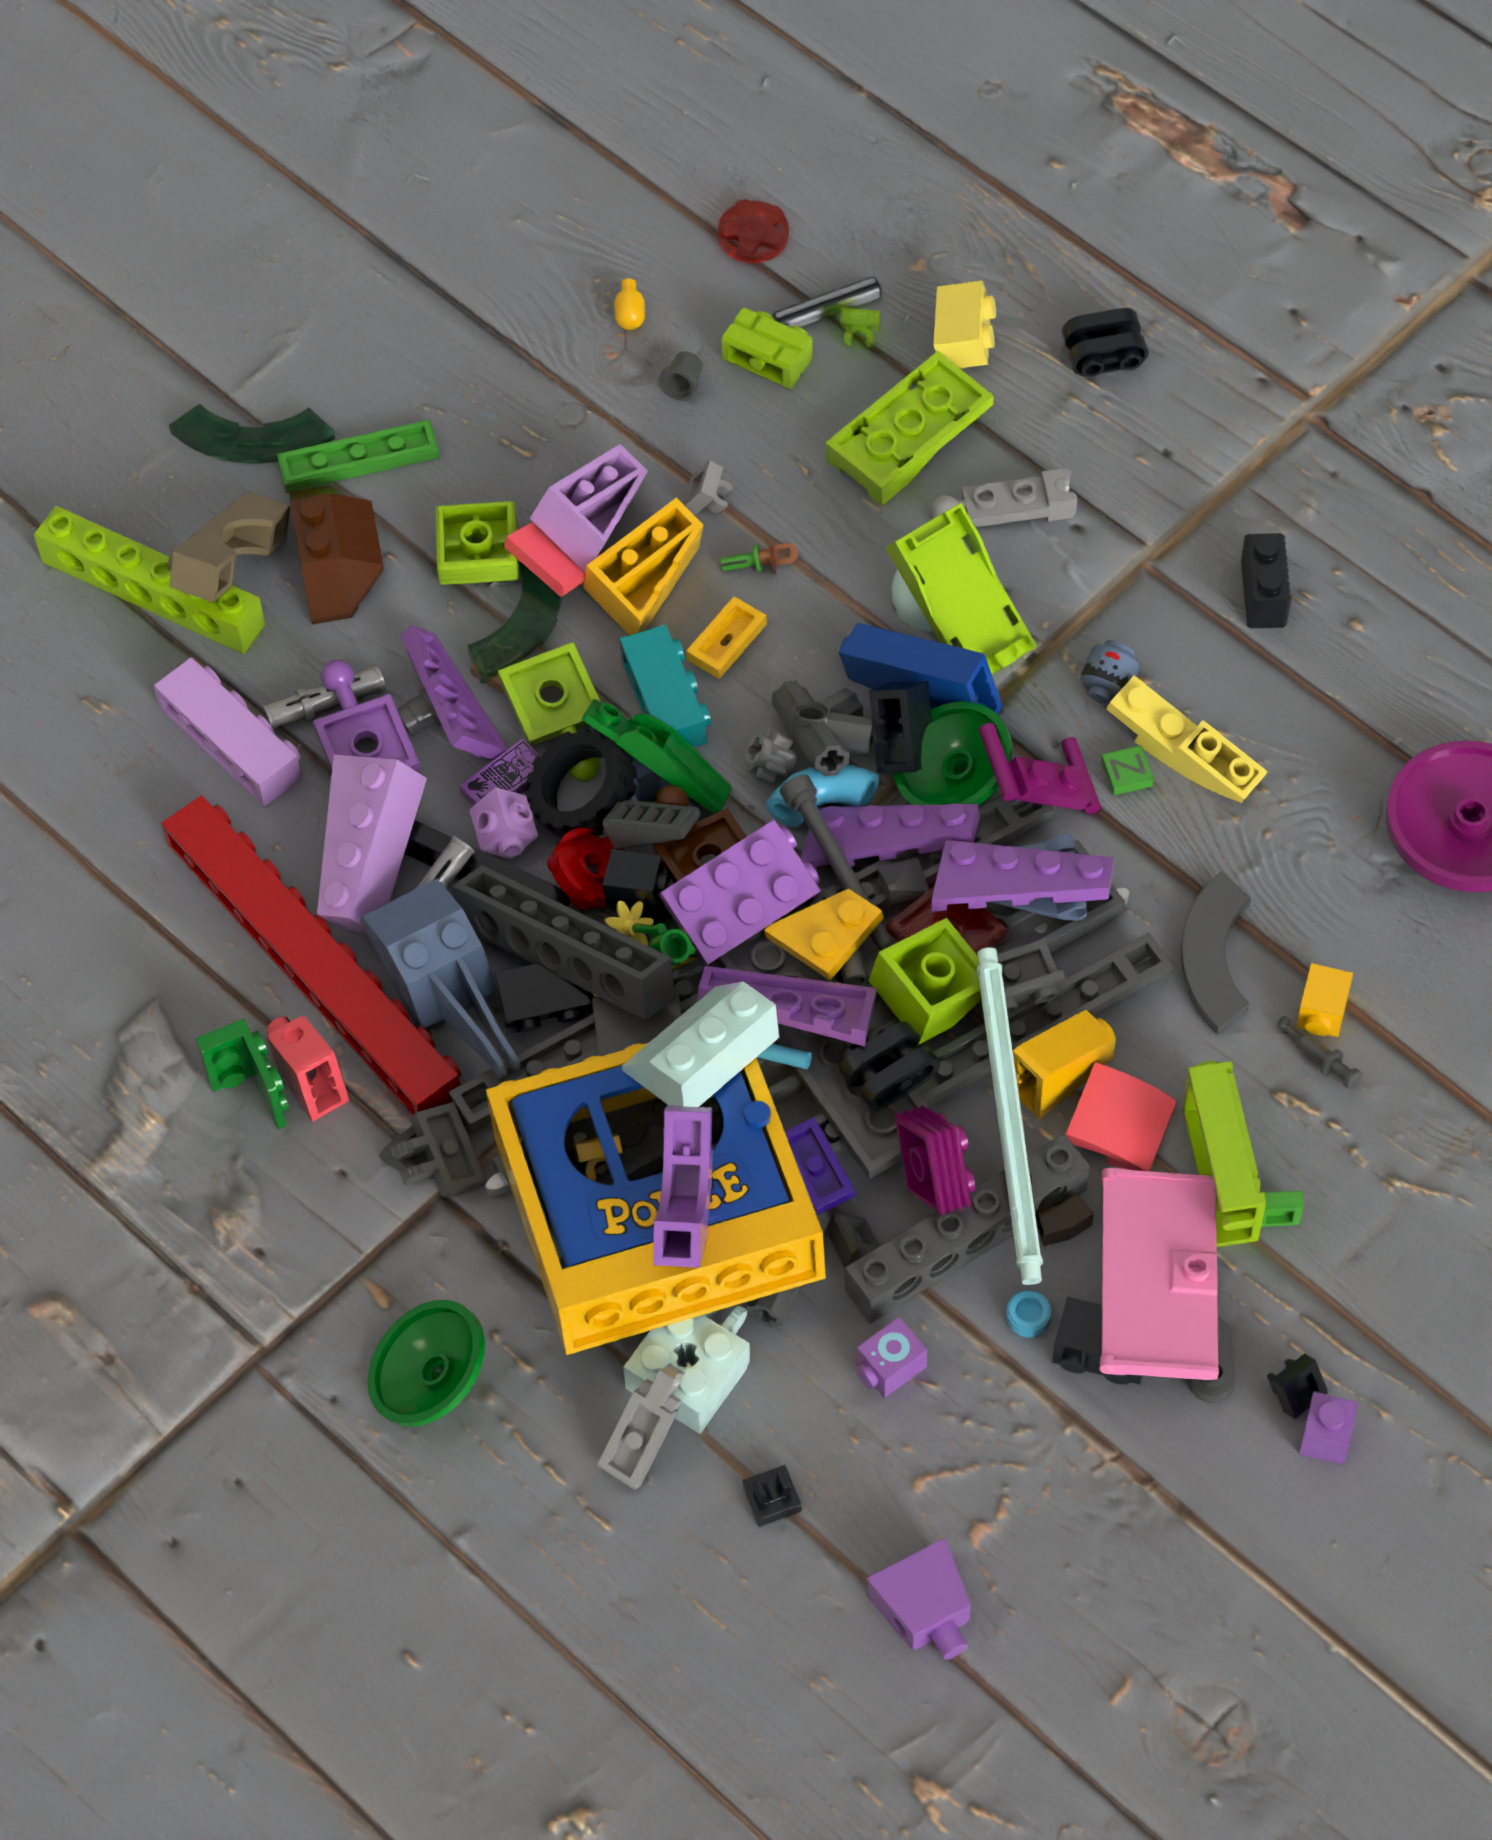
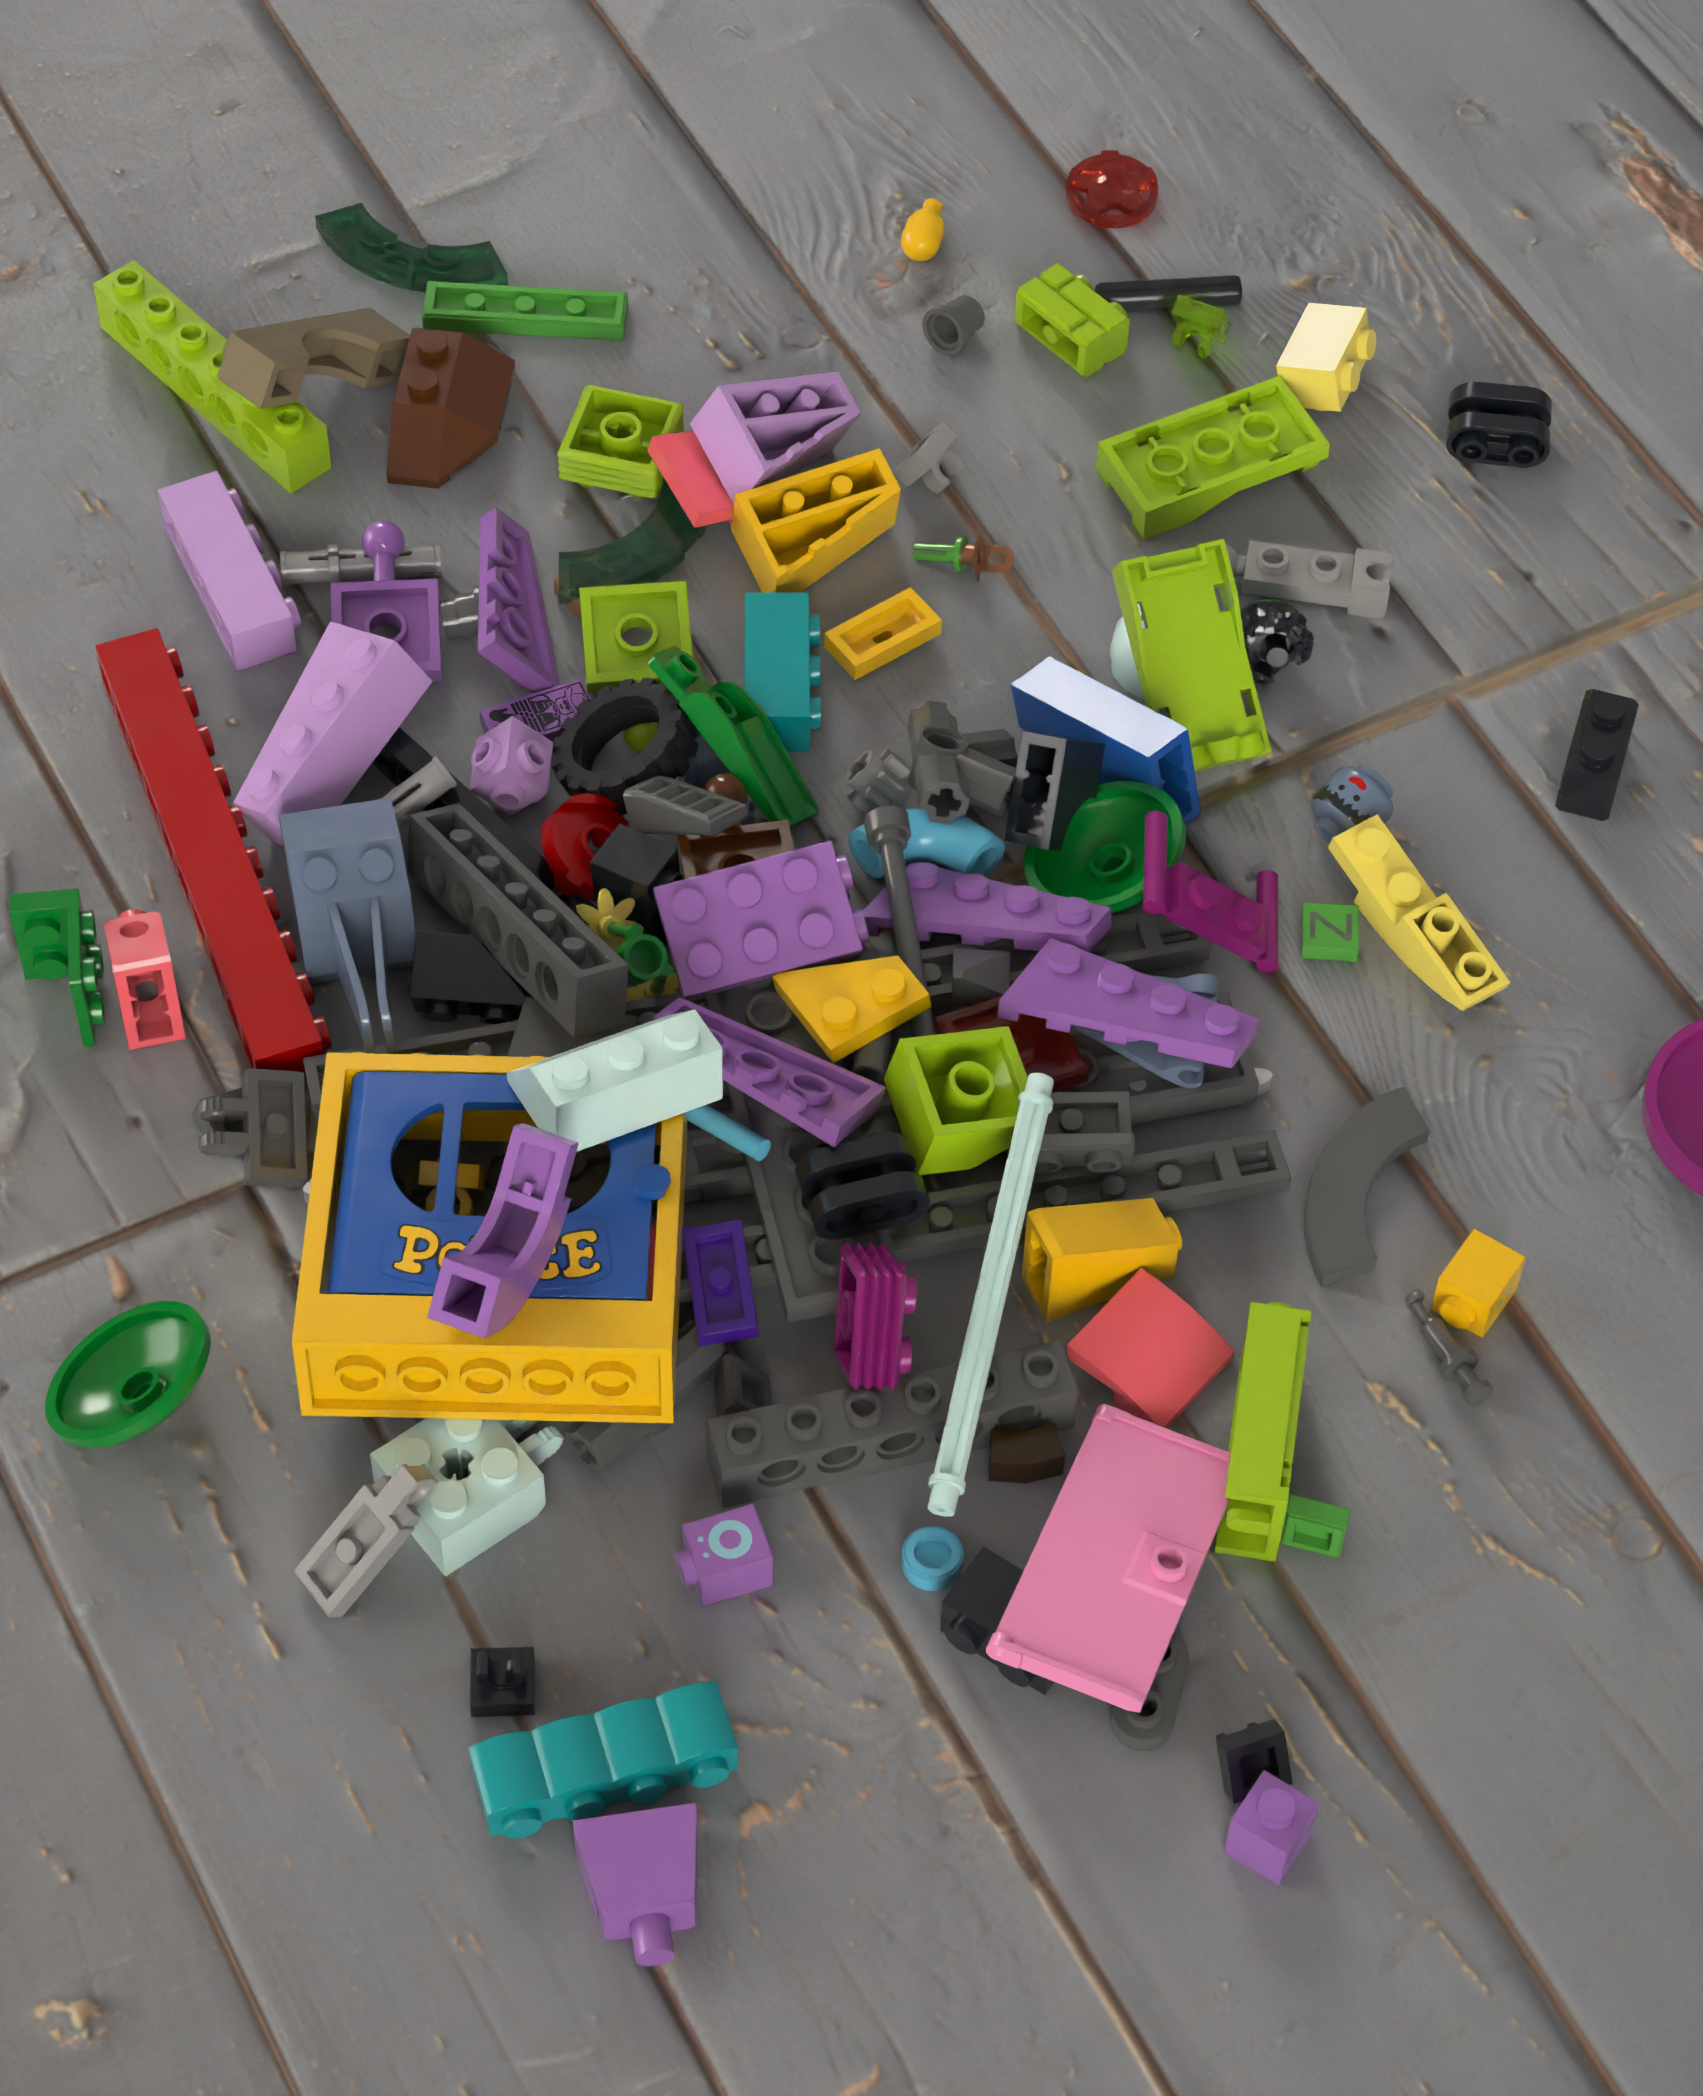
camera: 15 degrees right, 5 degrees down
(866, 1526) = (604, 1758): none -> teal brick
(1011, 557) = (1274, 637): none -> black piece

